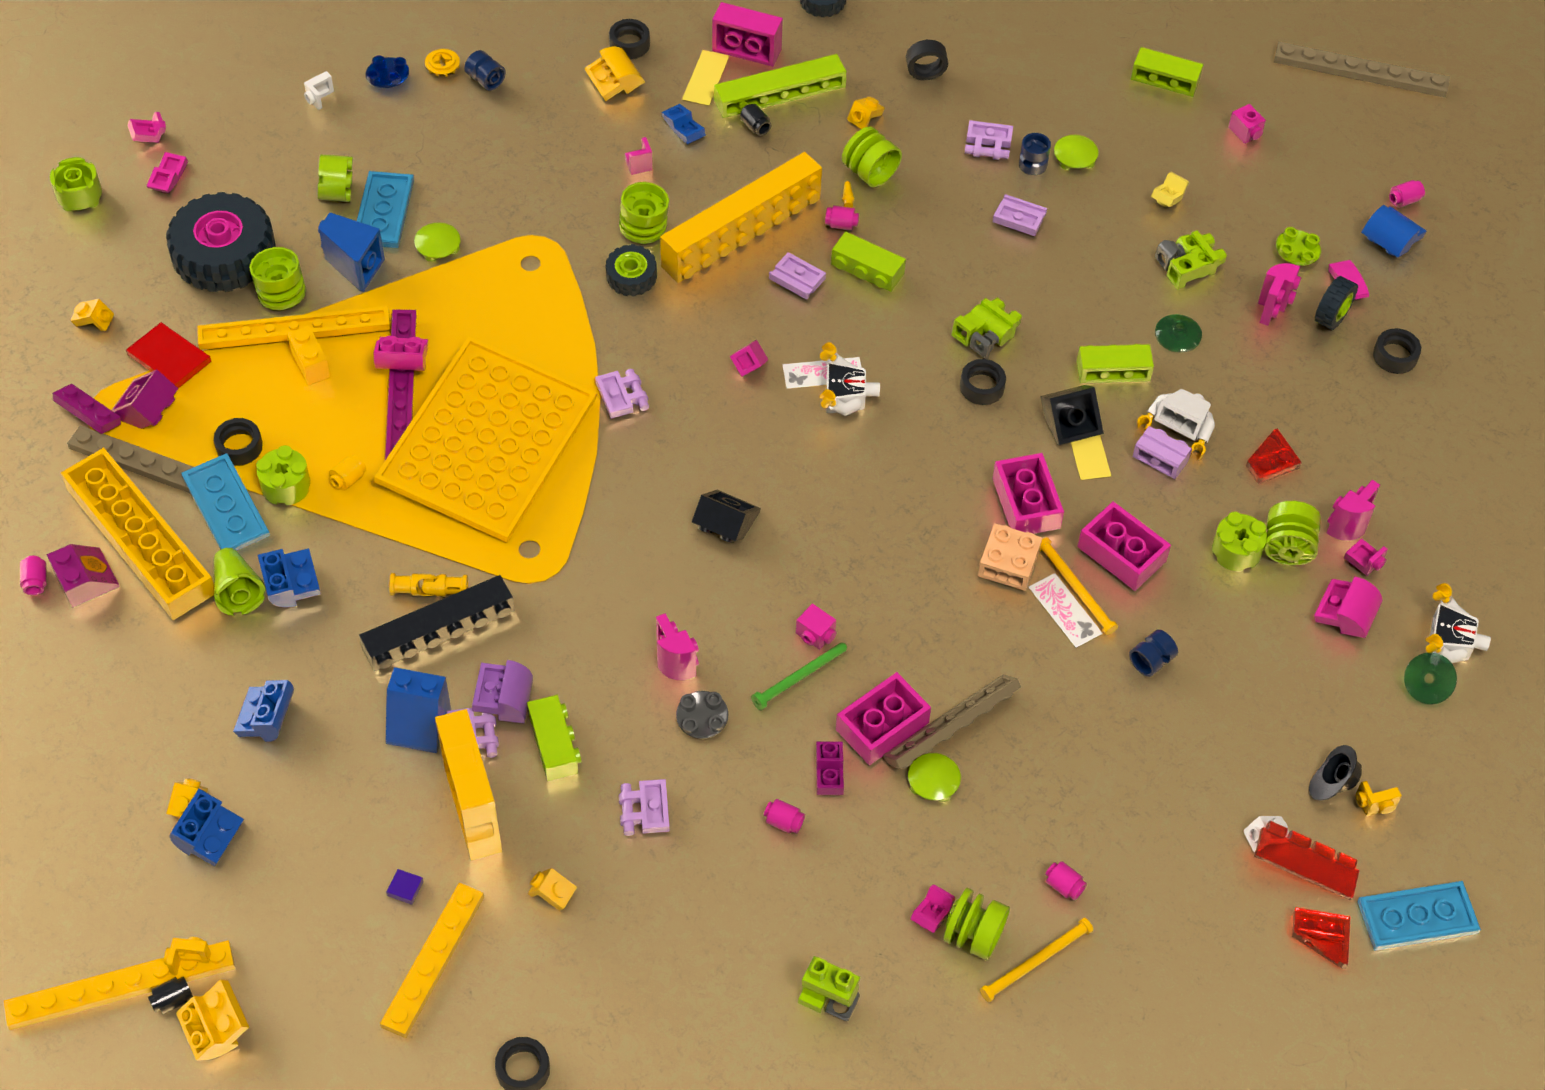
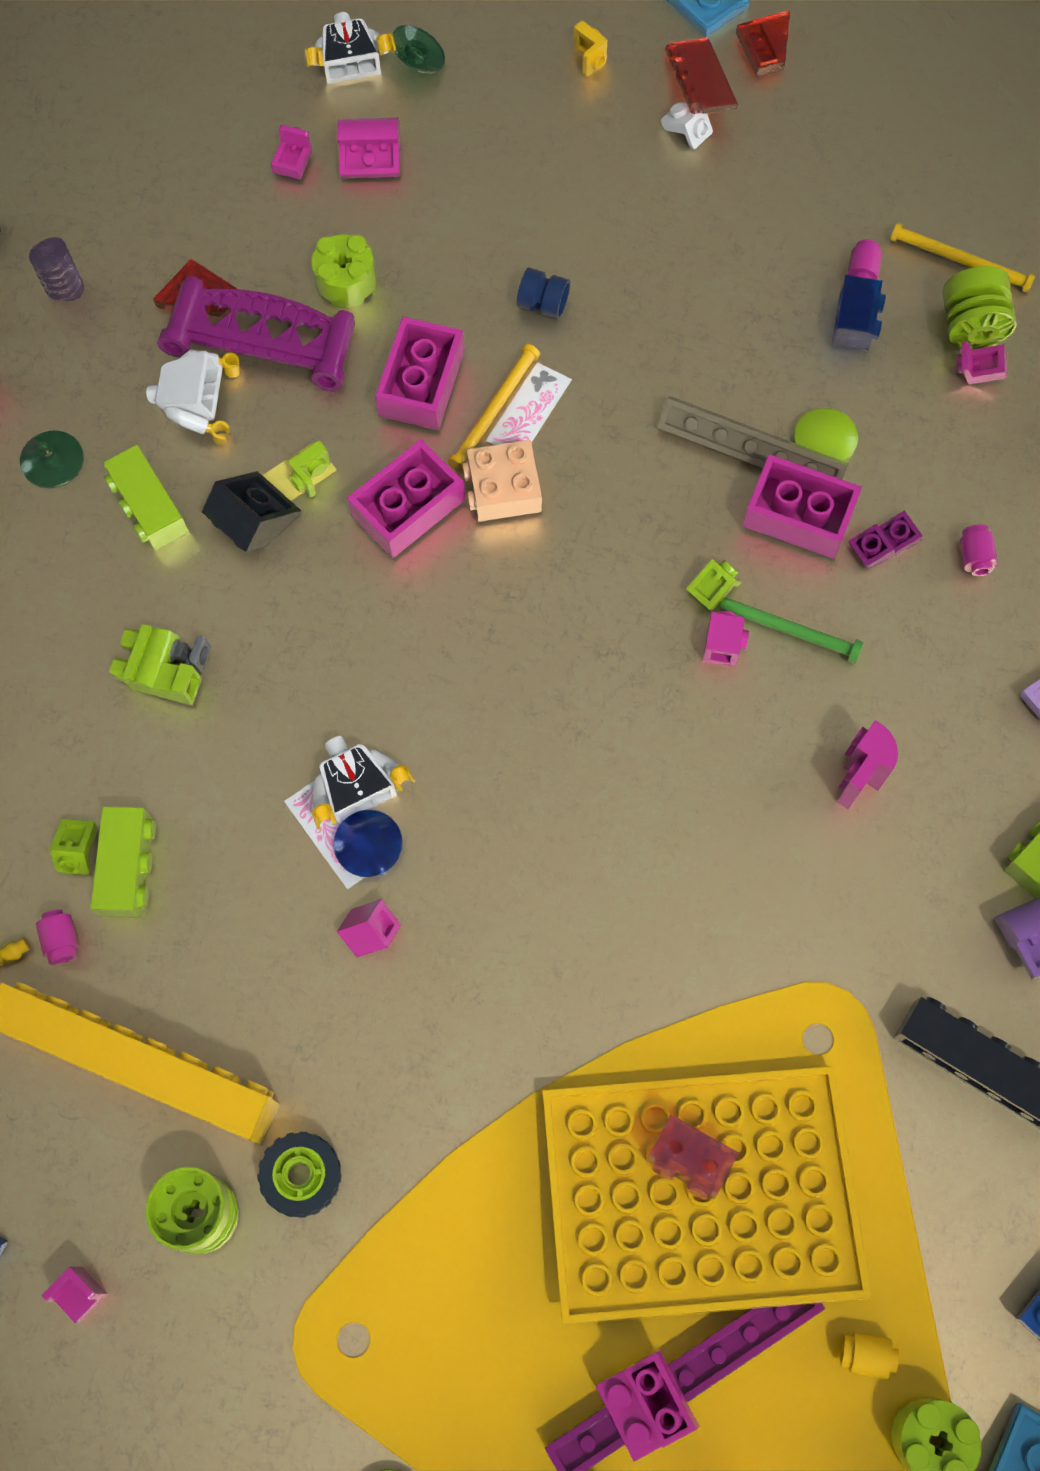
camera: 115 degrees left, 15 degrees up
(432, 585) = (962, 1130): yellow piece -> none
(507, 431) = (691, 1158): none -> clear pink brick
(614, 393) = (524, 1070): lavender plate -> none
(702, 714) = (912, 702): dark grey dish -> none
(724, 515) = (630, 821): black slope -> none
(797, 275) = (192, 942): lavender plate -> none
(802, 381) = (368, 843): none -> clear blue dish
(861, 645) = (714, 583): none -> lime bracket
(895, 242) = (72, 846): none -> lime bracket
(987, 368) = (246, 608): black tyre -> none
(1022, 845) = (857, 313): none -> clear blue brick
(1086, 453) = (308, 464): none -> lime bracket
(1162, 452) = (255, 394): lavender brick -> none
(1234, 432) = (322, 355): none -> magenta piece
(1292, 533) = (308, 217): lime wheel -> none
(1322, 376) = (56, 269): none -> clear purple piece
(1337, 774) = (589, 86): black piece -> none
(1353, 513) = (242, 172): dark pink brick -> none

